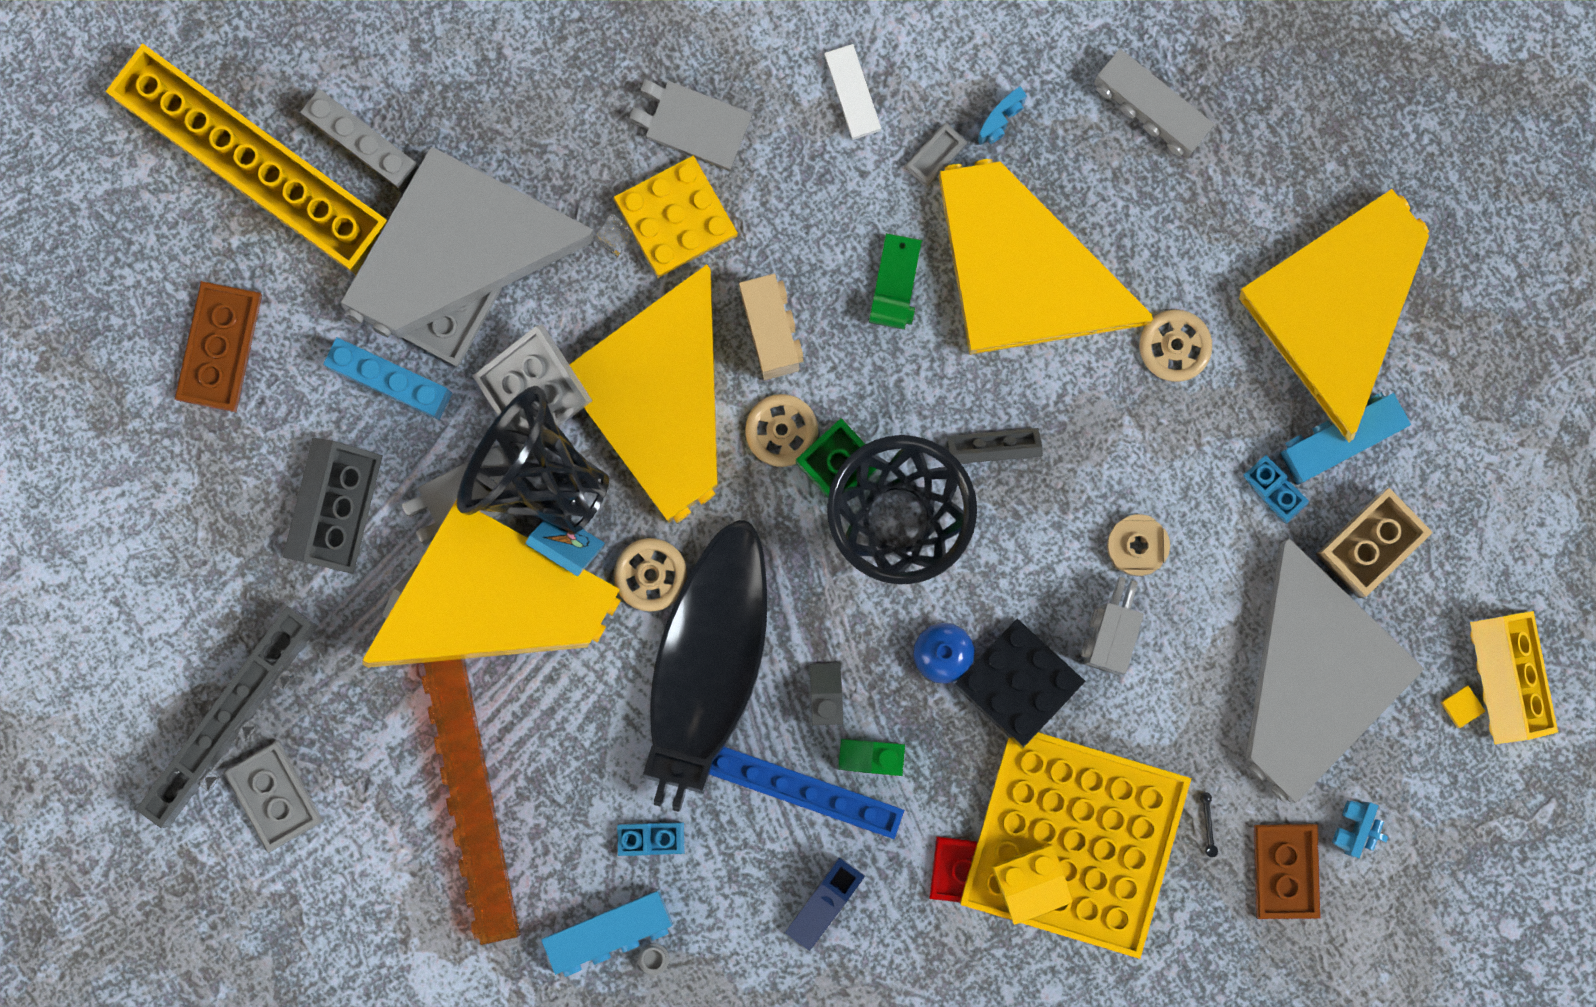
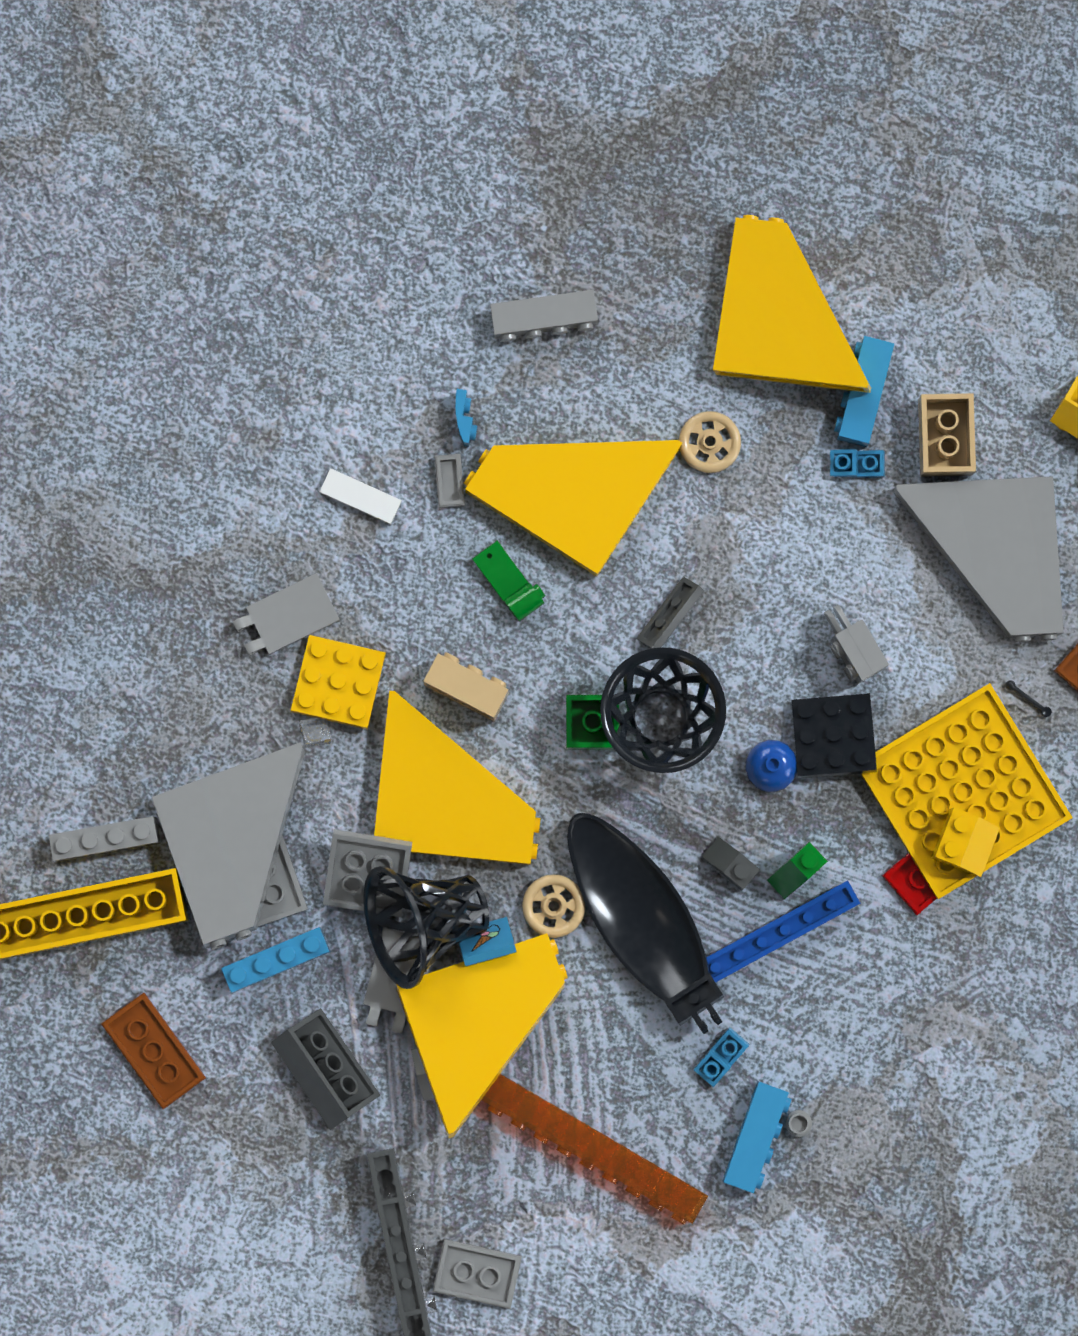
camera: 50 degrees left, 0 degrees up
(762, 413) = (514, 741): tan plate -> none
(825, 903) = (861, 983): dark blue slope -> none
(1151, 533) = (829, 582): tan plate -> none

